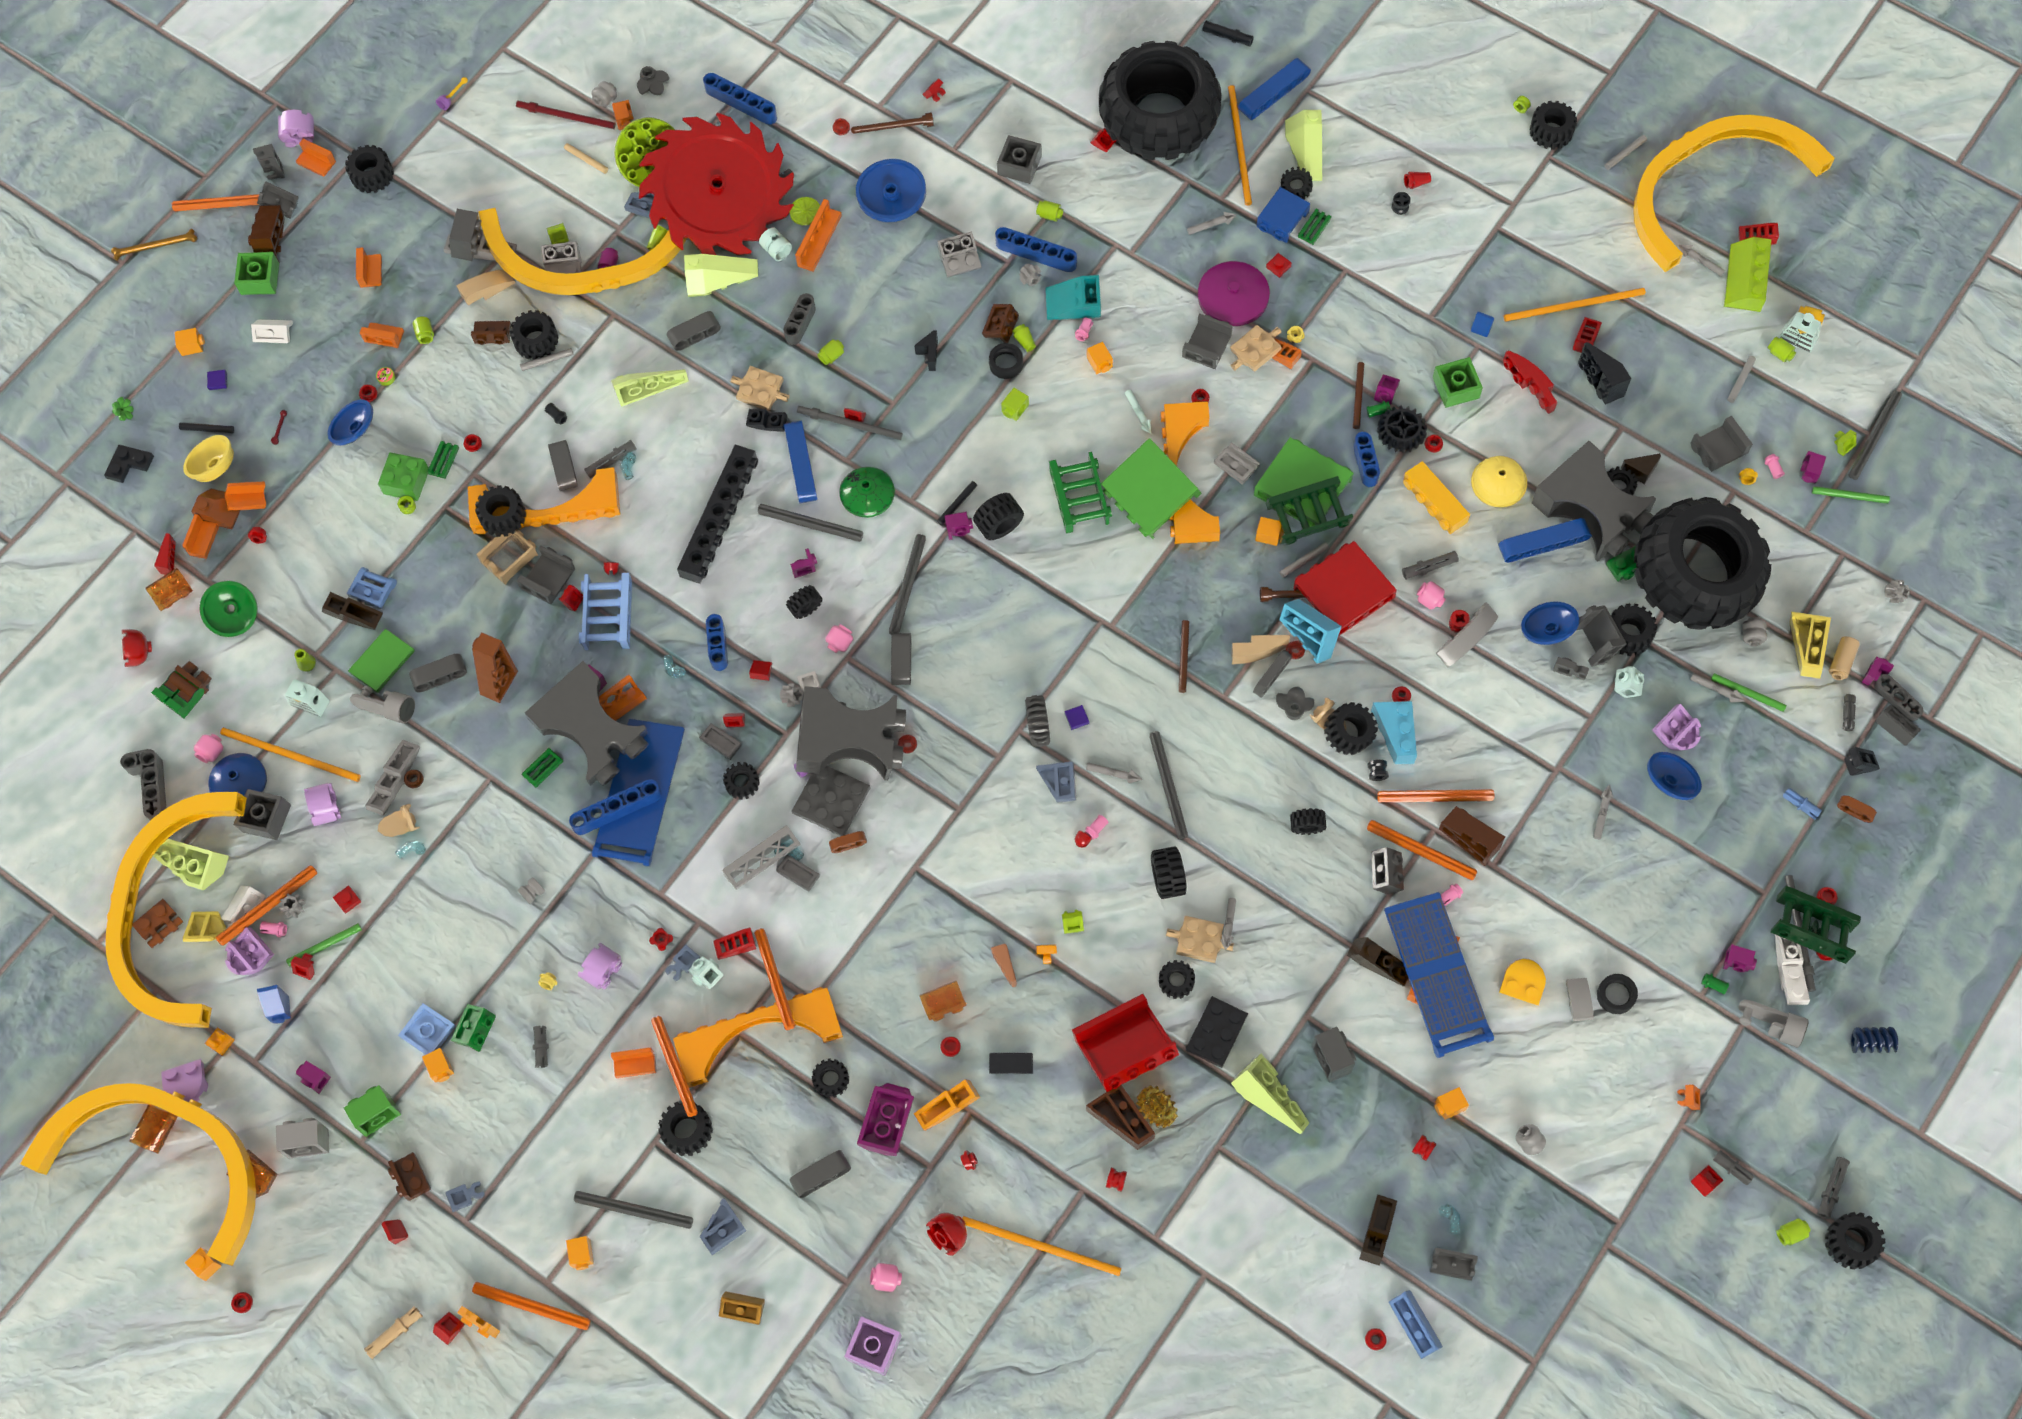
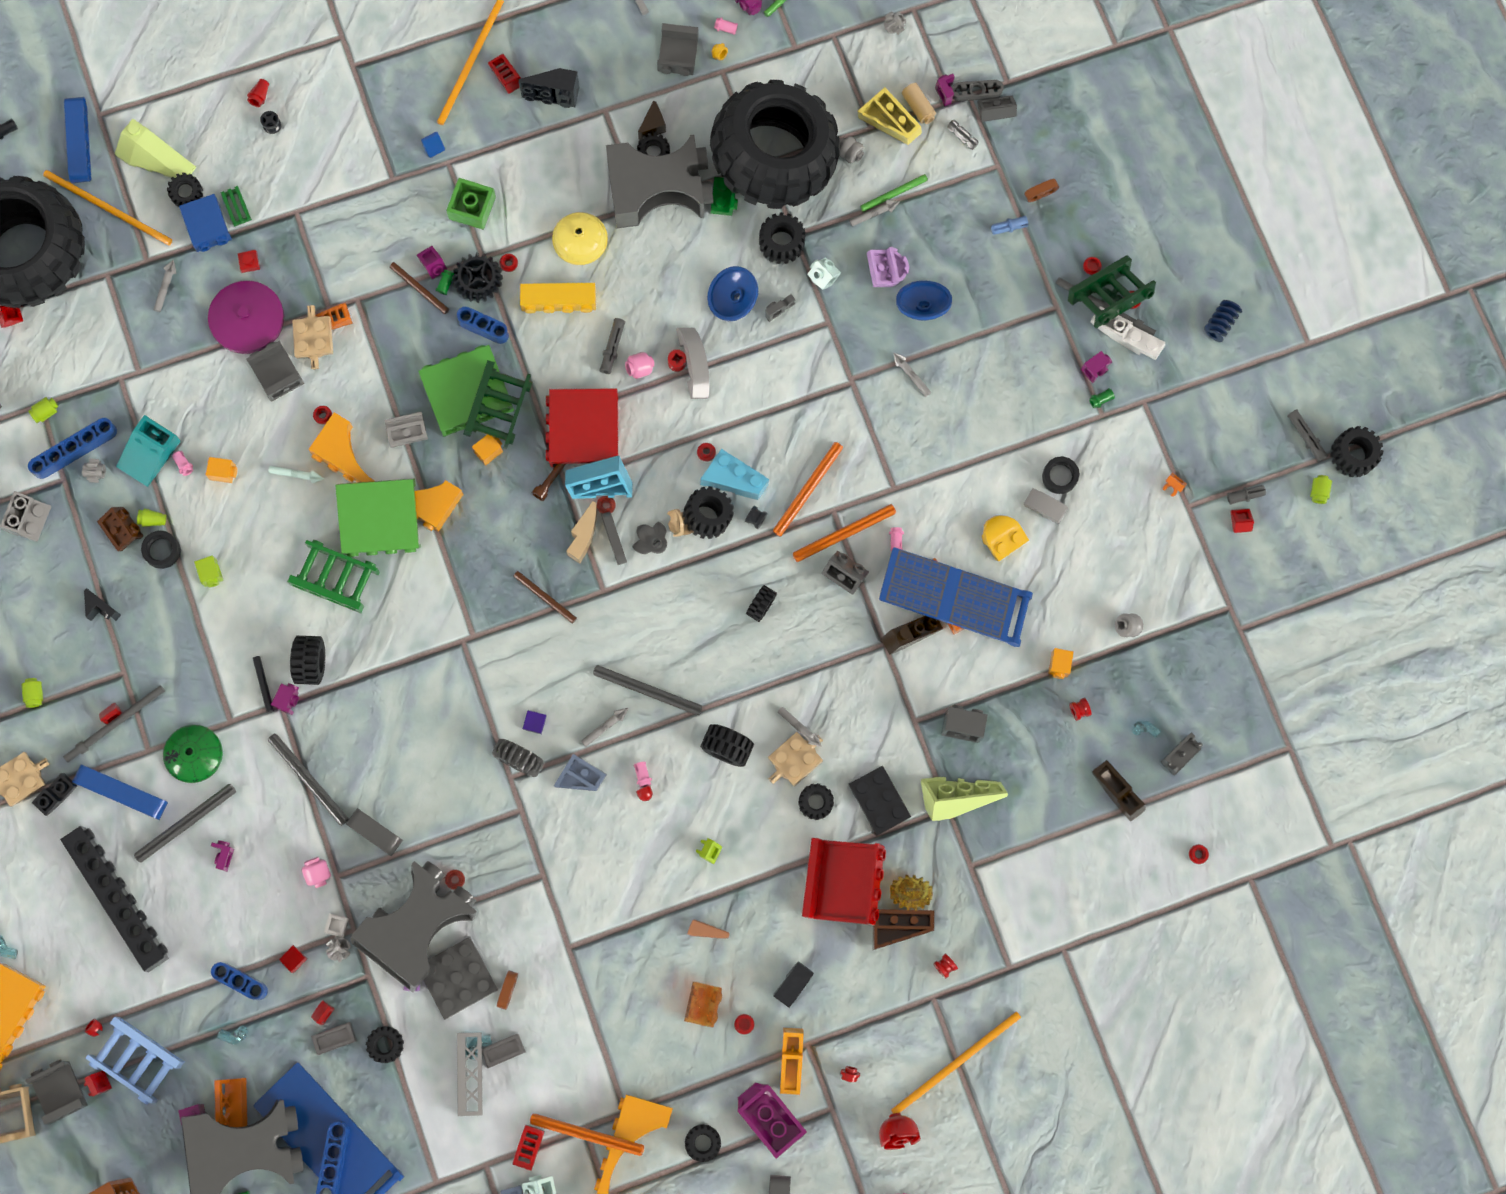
camera: 65 degrees left, 10 degrees up
(804, 602) = (260, 880): black tyre -> none
(1046, 950) = (720, 890): light orange tile -> none
(1295, 330) = (321, 293): light yellow plate -> none
(1303, 560) = (532, 439): light grey bar -> none
(1415, 1324) = (1206, 815): medium blue slope -> none
(1472, 835) = (862, 486): reddish brown wedge -> none
(1528, 374) = (506, 143): red slope -> none
(1544, 540) = (658, 243): blue beam -> none
(1601, 633) = (772, 262): dark grey panel -> none
(1785, 1027) = (1174, 370): light grey piece -> none
(1861, 761) = (1007, 158): black slope -> none

